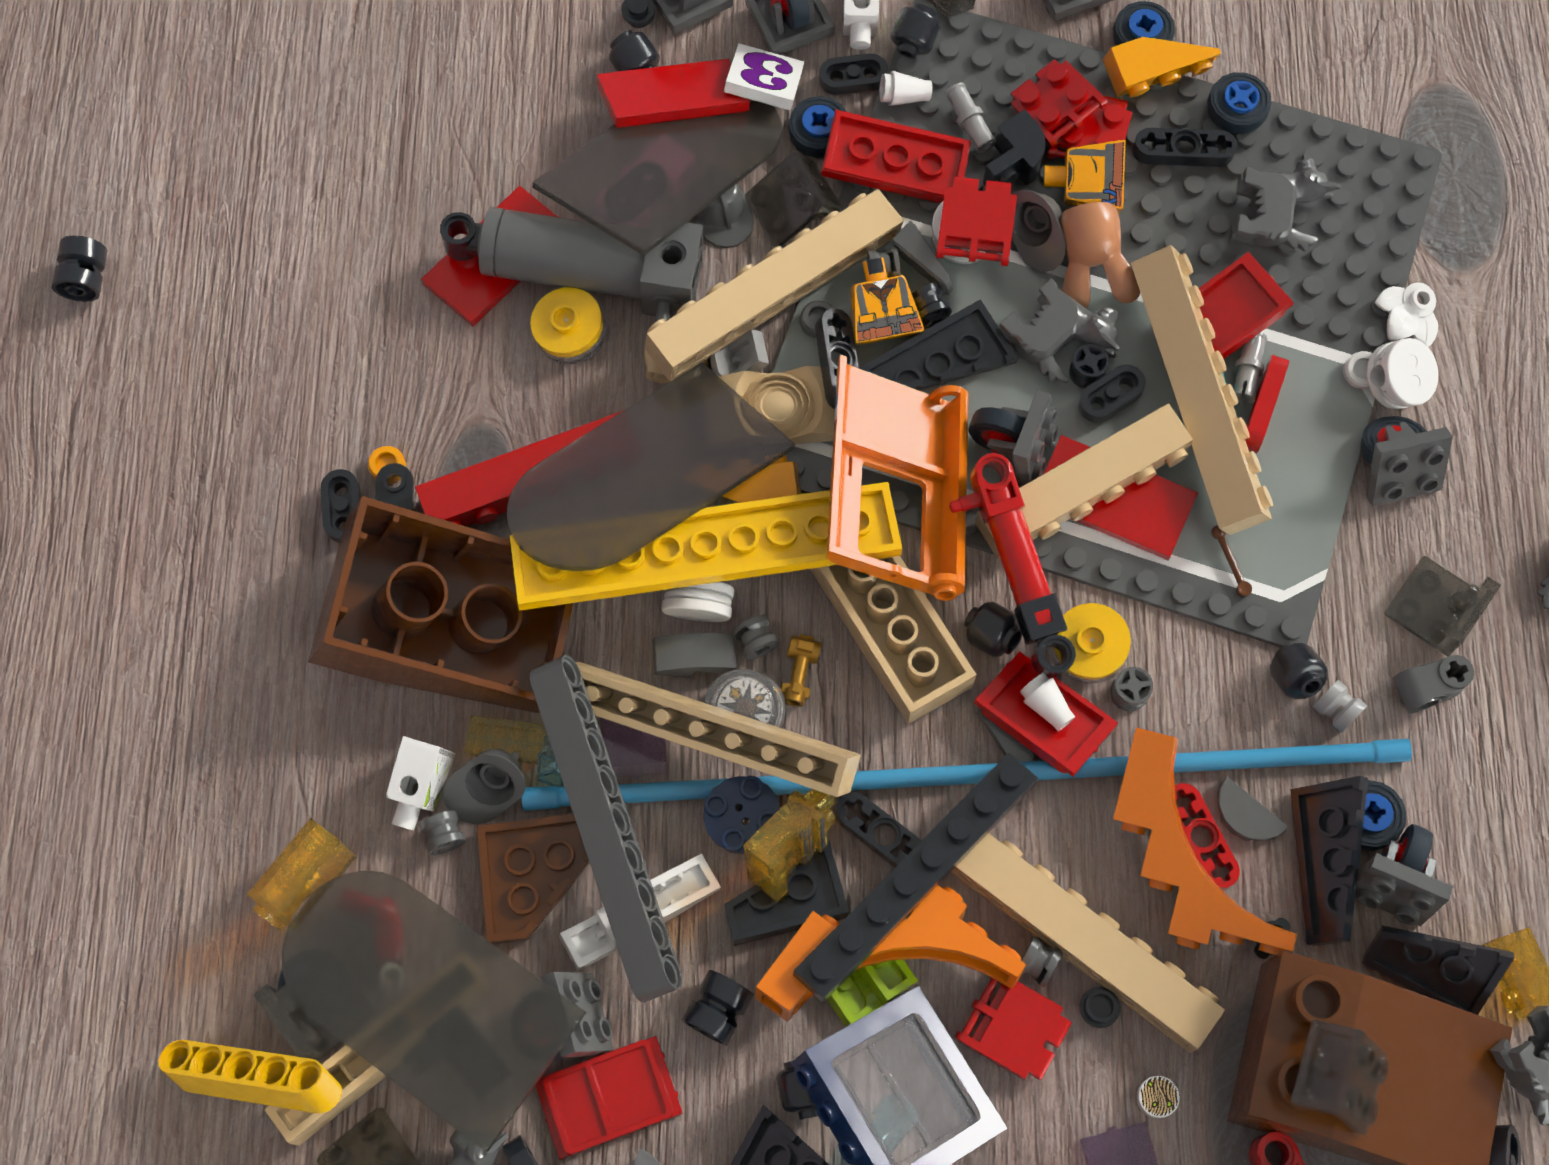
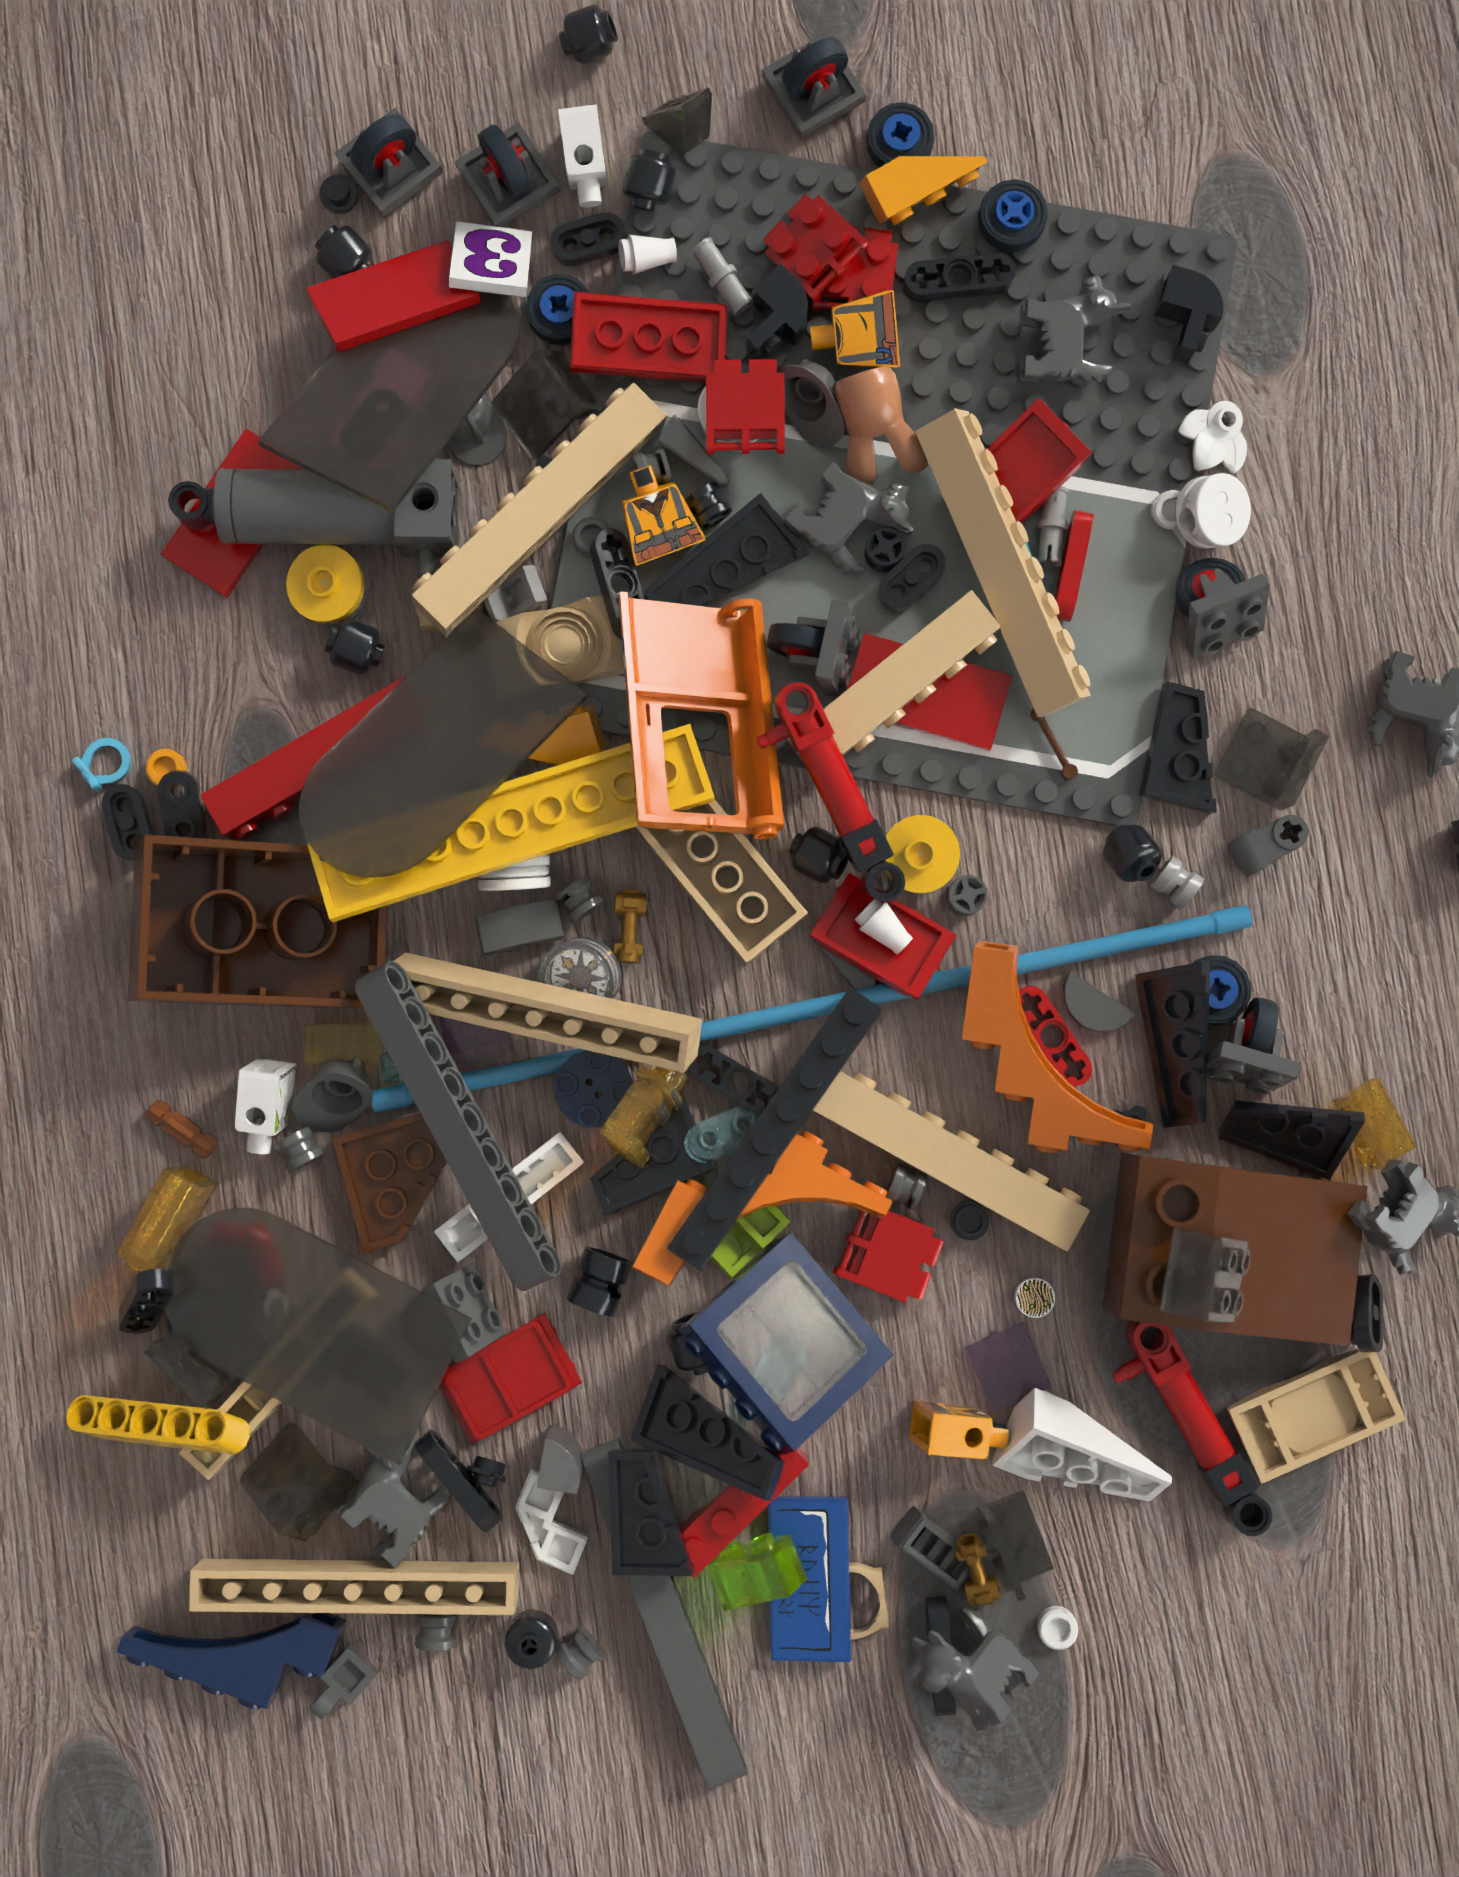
camera: 10 degrees left, 15 degrees up
(263, 940) = (145, 1301): none -> black beam
(313, 448) = (97, 781): none -> medium azure piece
(332, 797) = (181, 1129): none -> dark orange axle
(582, 380) = (354, 646): none -> black head
(864, 878) = (722, 1130): none -> clear light blue plate
(1351, 587) = (1178, 755): none -> black wing
(1399, 195) = (1195, 303): none -> black brick

